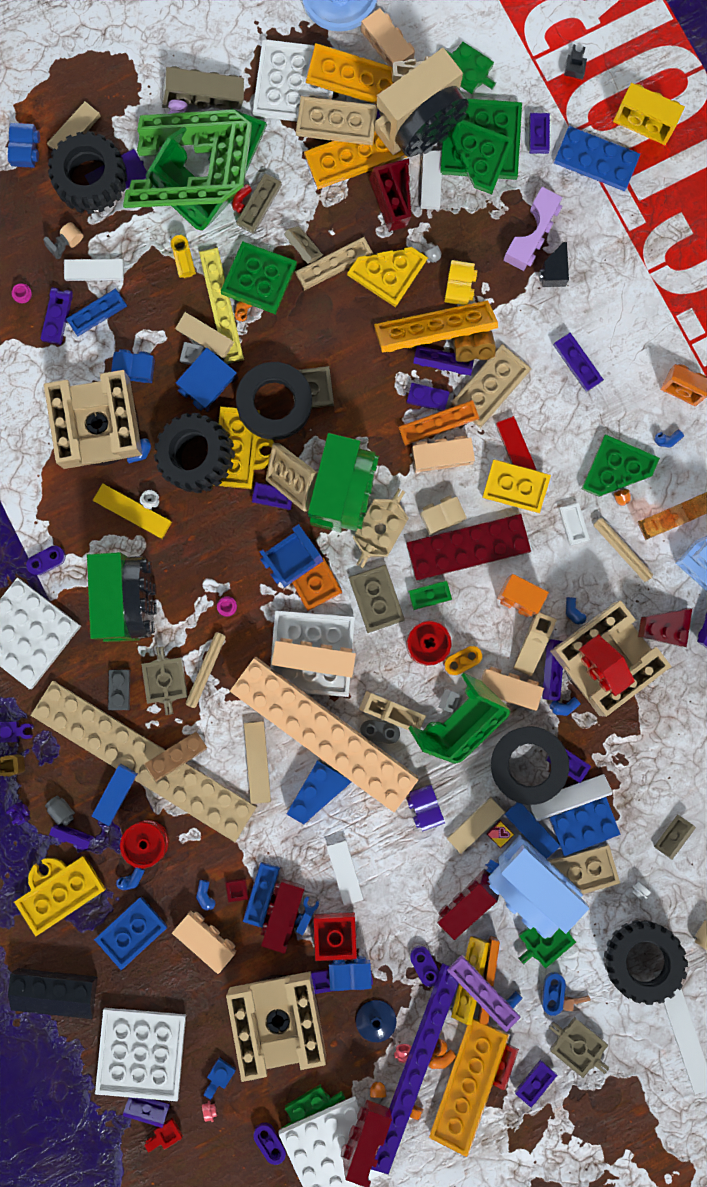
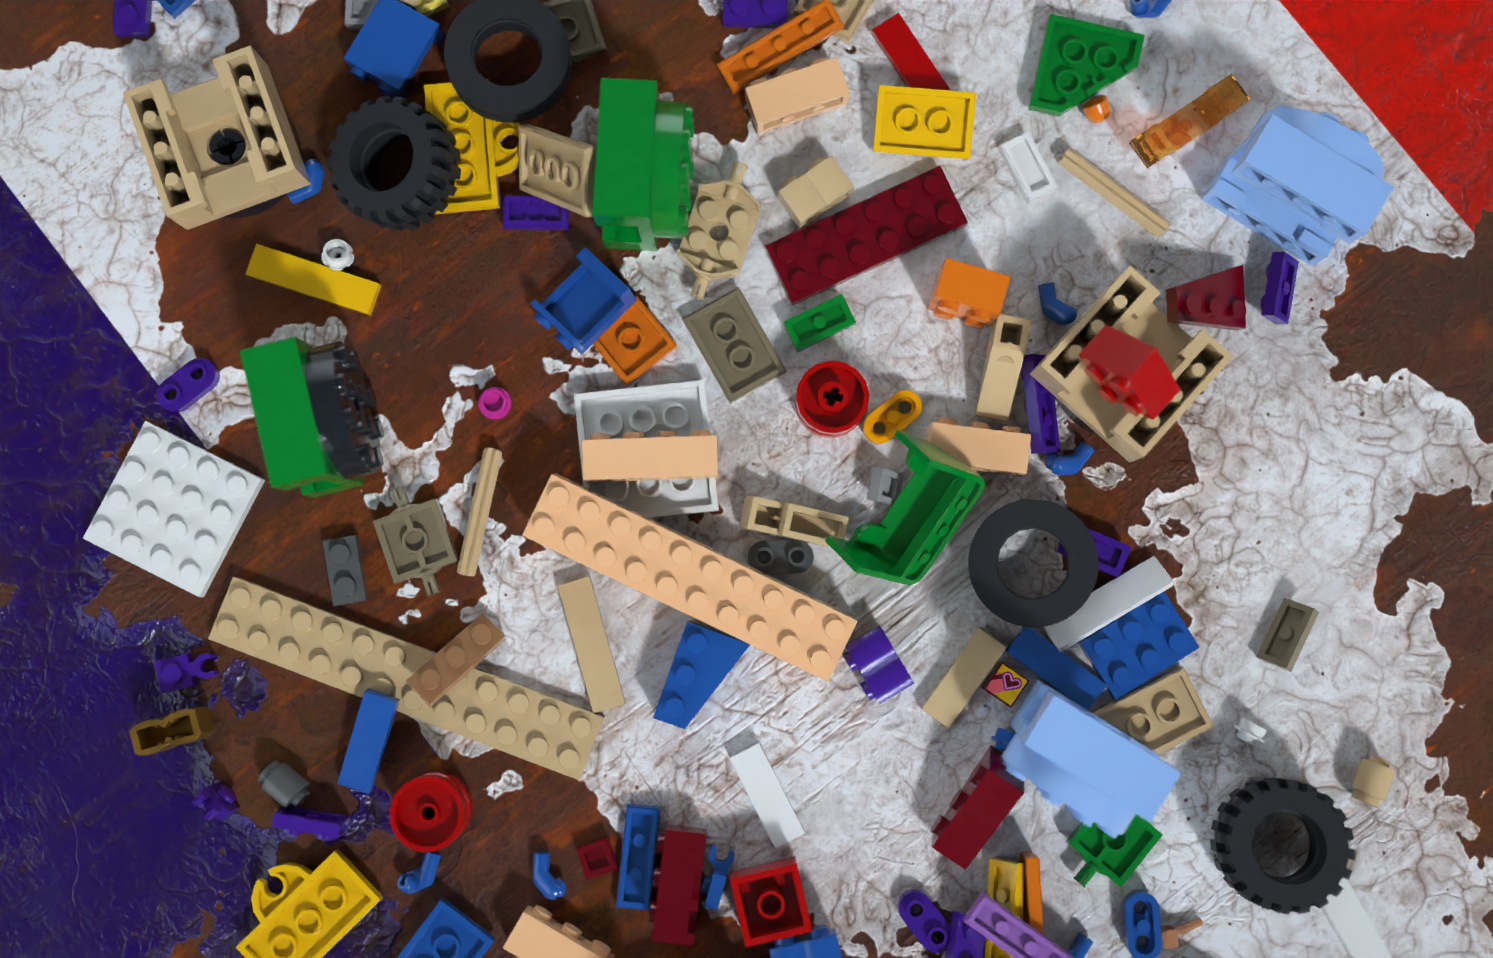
camera: 10 degrees left, 0 degrees up
(137, 366) = (278, 44): blue brick -> none

